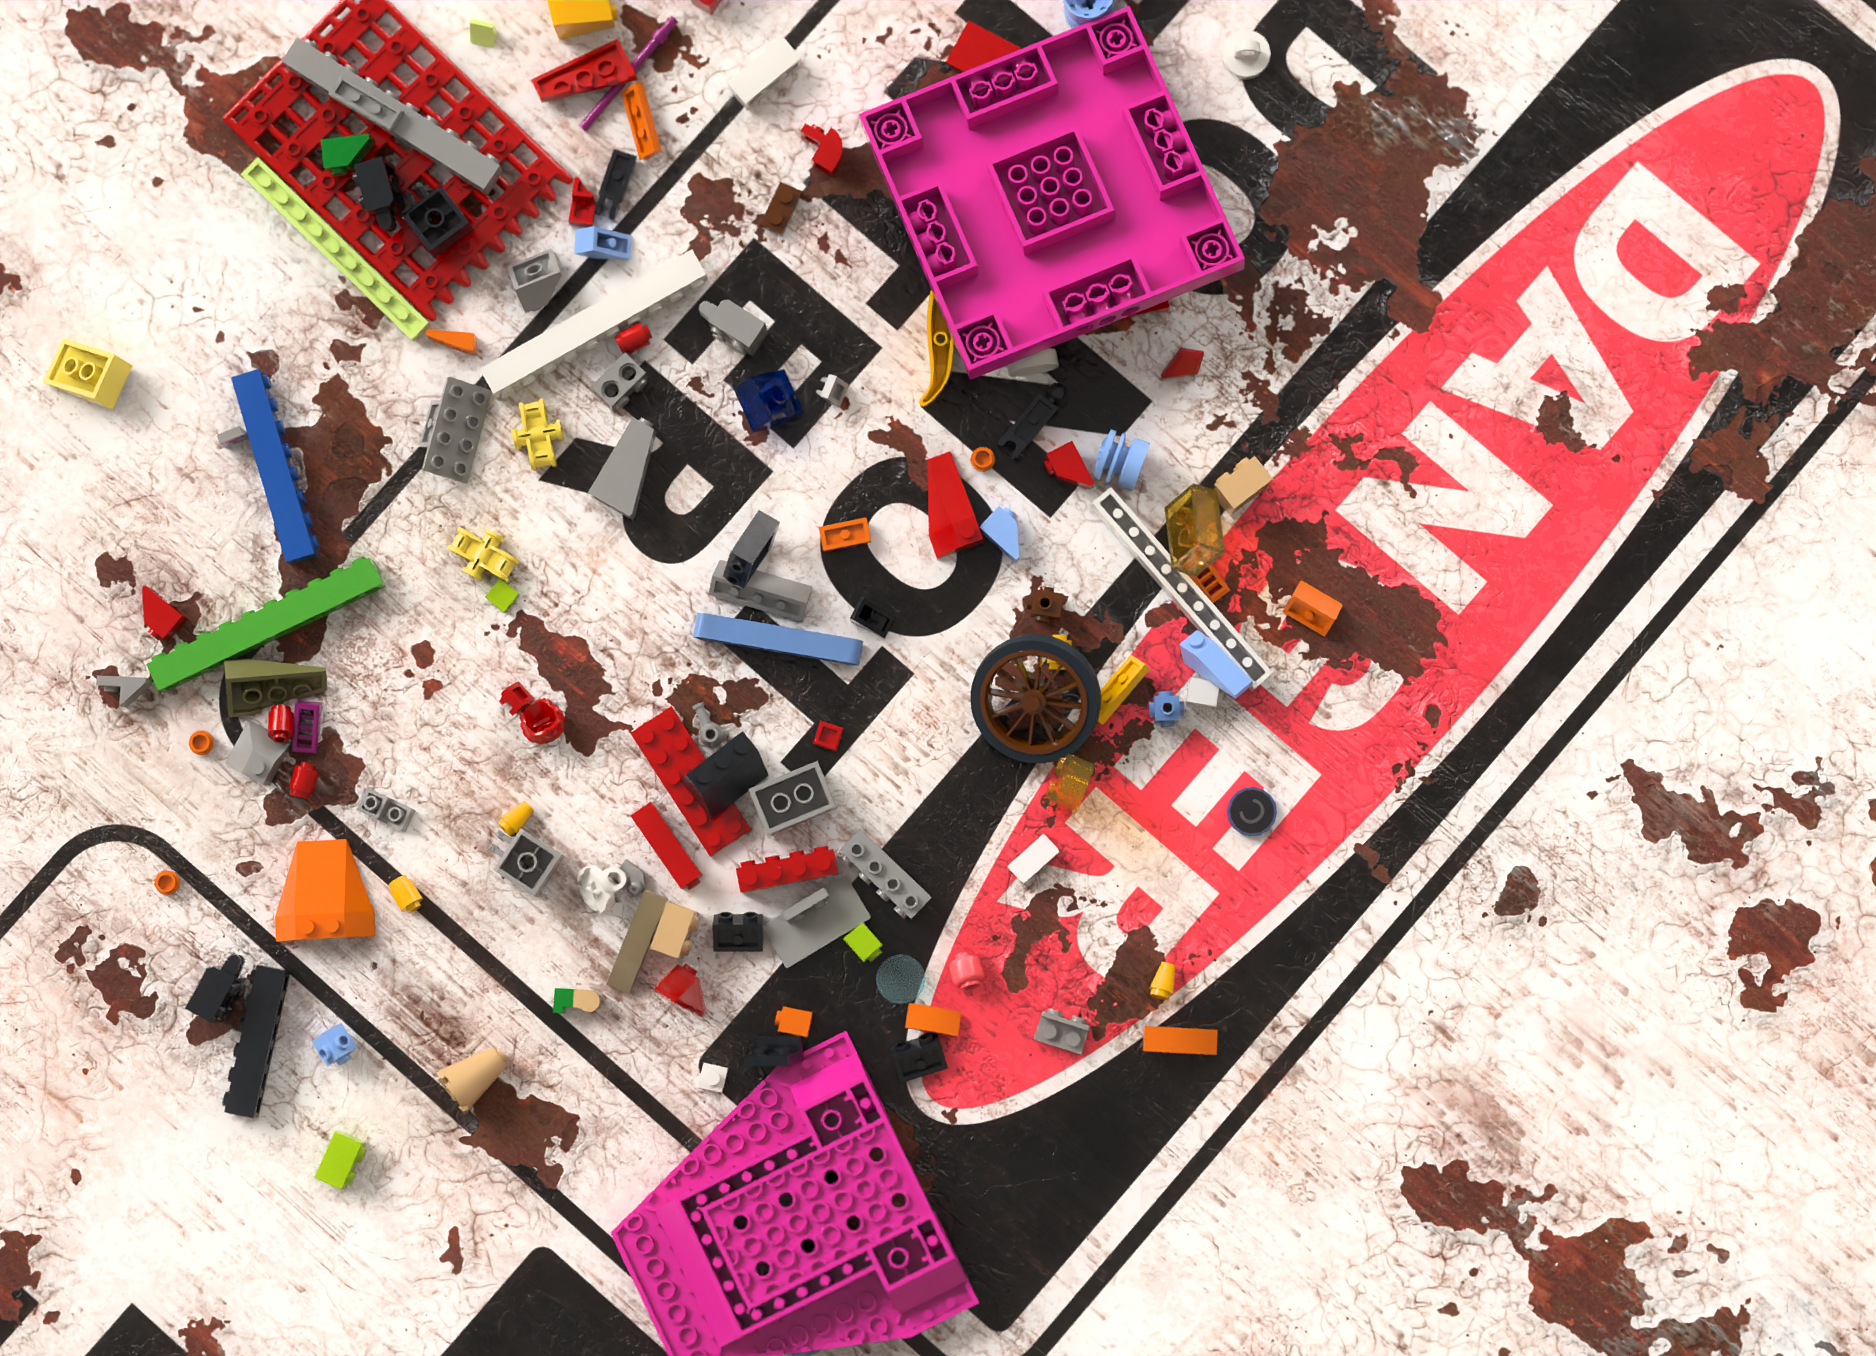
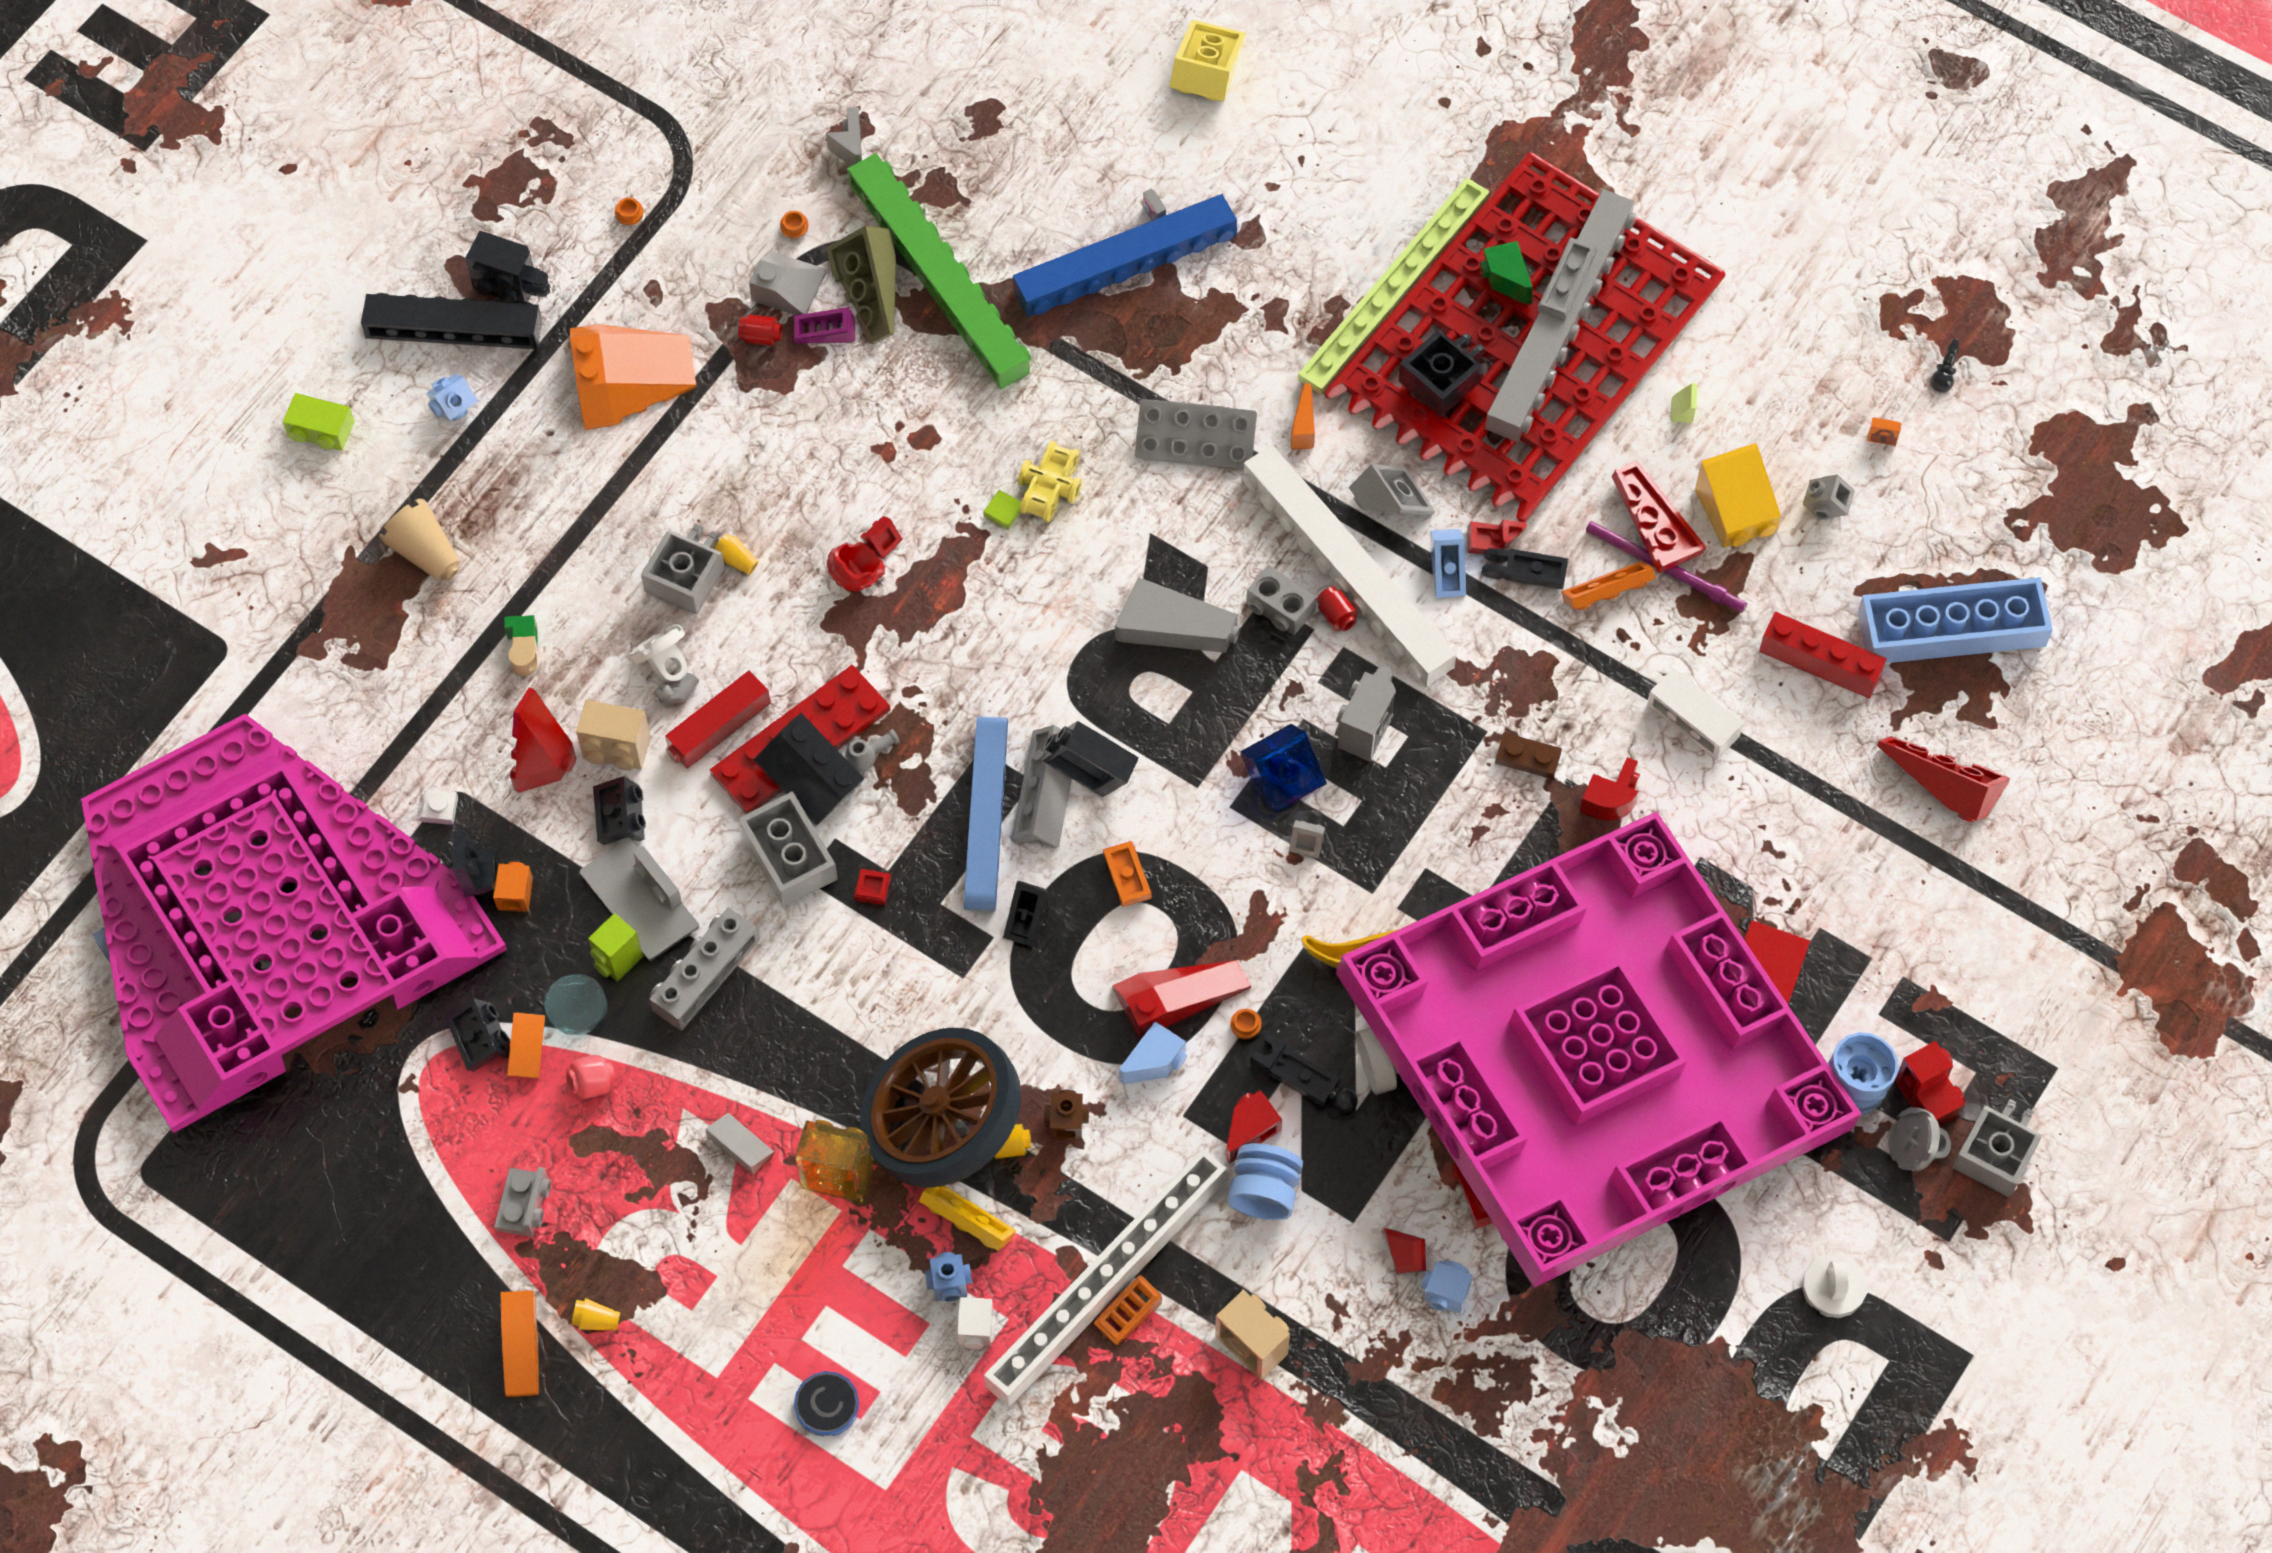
camera: 80 degrees right, 20 degrees down
(160, 615) = (937, 164): red slope -> none
(280, 723) = (823, 296): red brick -> none
(380, 191) = (1465, 306): black hinge -> none
(386, 810) = (734, 420): light grey slope -> none
(405, 894) = (635, 450): yellow brick -> none
(537, 434) = (1203, 521): light yellow axle -> none
(637, 941) = (572, 693): dark tan slope -> none
(786, 871) = (698, 855): red brick -> none
(1194, 530) = (1182, 1274): clear yellow brick -> none
(1214, 664) = (1010, 1323): light blue slope -> none
(1215, 337) = (1447, 1286): none -> light blue brick
(1312, 608) = (1105, 1450): orange panel -> none

